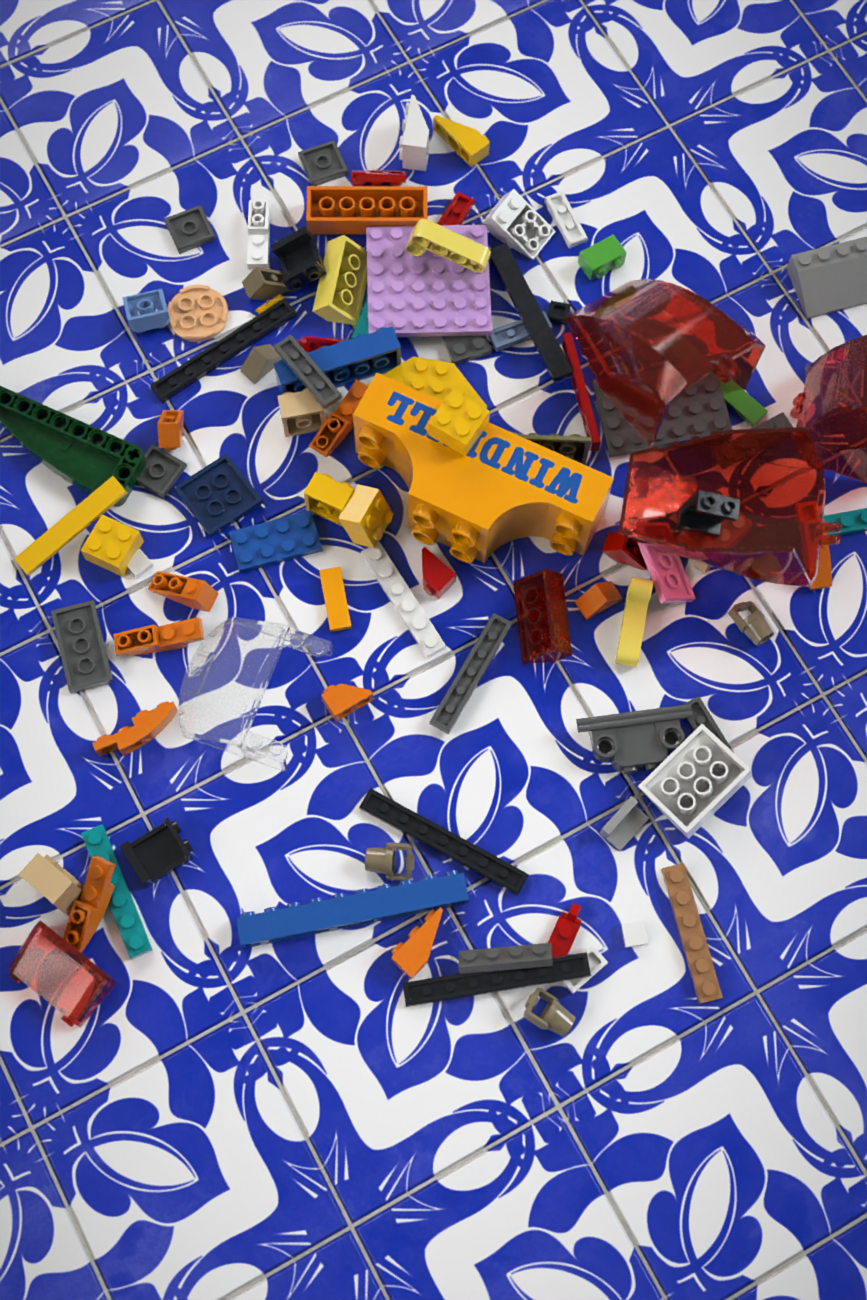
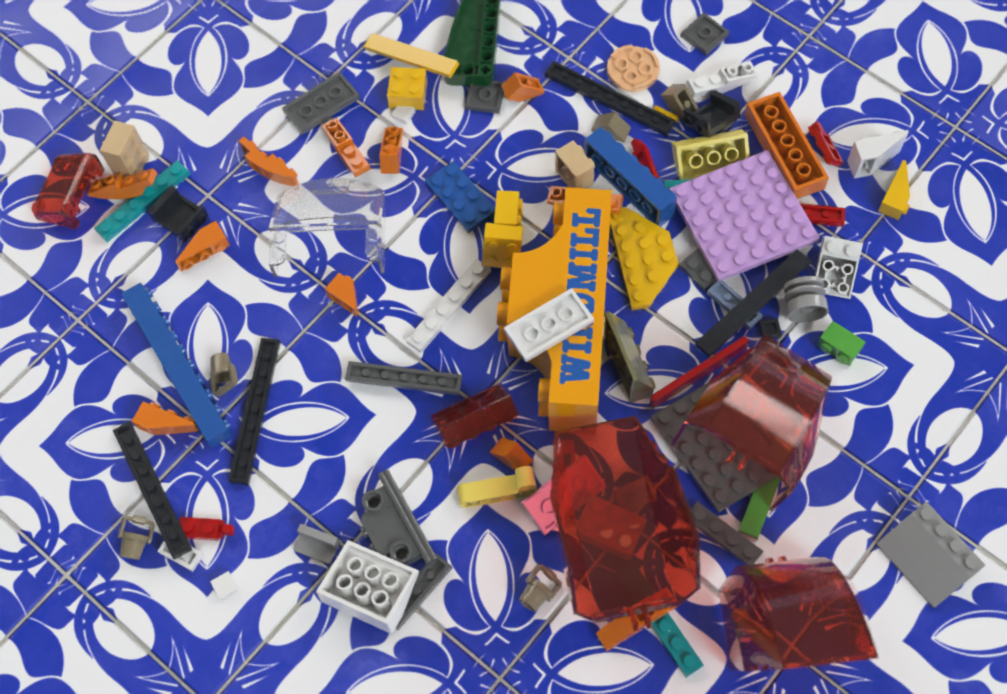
camera: 75 degrees right, 5 degrees down
(146, 311) = (614, 31): medium blue slope -> none
(211, 829) = (202, 246): none -> orange slope
(218, 495) = (481, 142): dark blue plate -> none
(308, 372) = (601, 151): dark grey plate -> none
(323, 163) = (817, 101): dark grey tile -> none
(335, 599) = (429, 256): light orange tile -> none
(436, 575) = (478, 319): red slope -> none
(447, 244) = (775, 213): light yellow beam -> none
(458, 422) = (588, 263): yellow brick -> none
(505, 958) = (169, 488): dark grey plate -> none
(510, 487) = (548, 325): none -> white plate
(547, 264) = (805, 299): none -> light grey wheel
(565, 219) = (866, 303): white tile -> none
(691, 933) = (239, 632): medium nougat plate -> none
(706, 512) = (607, 501): black panel -> none

